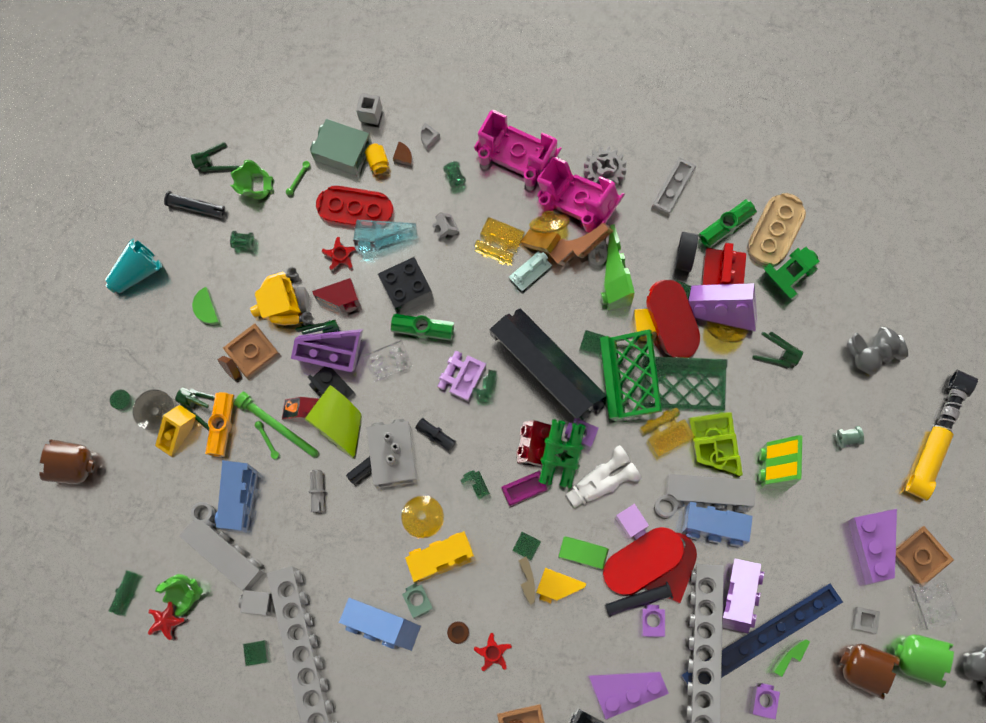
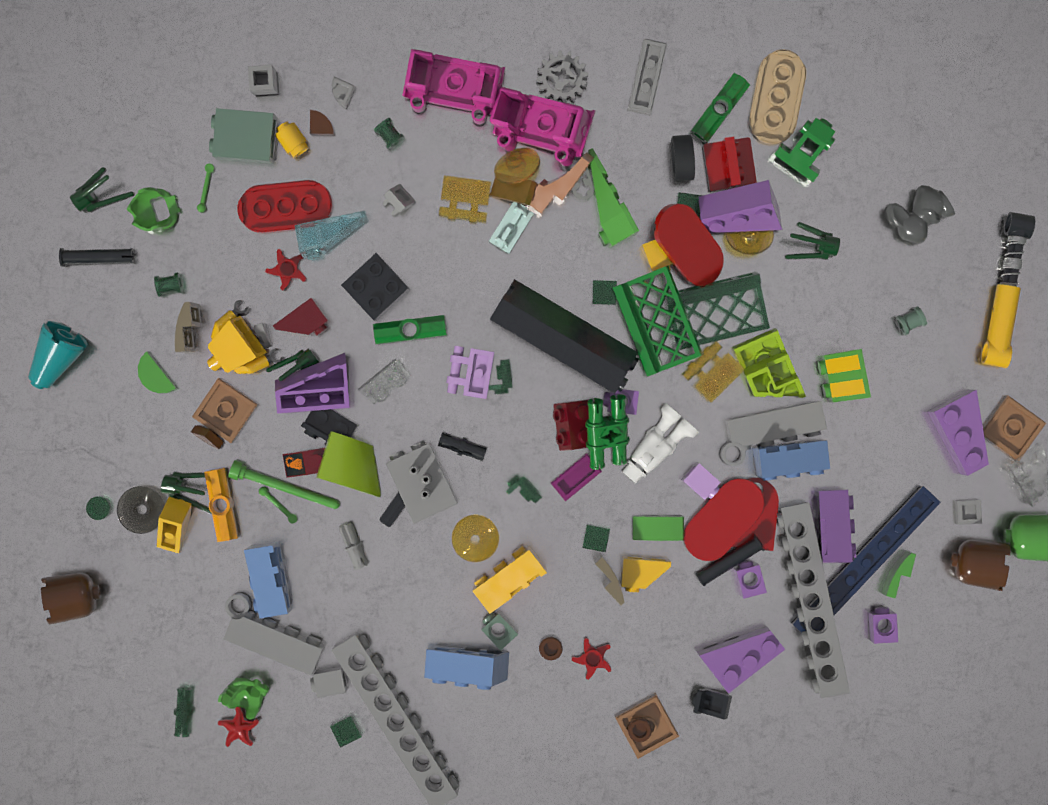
camera: 25 degrees left, 15 degrees up
(244, 270) = (188, 318): none -> dark tan slope

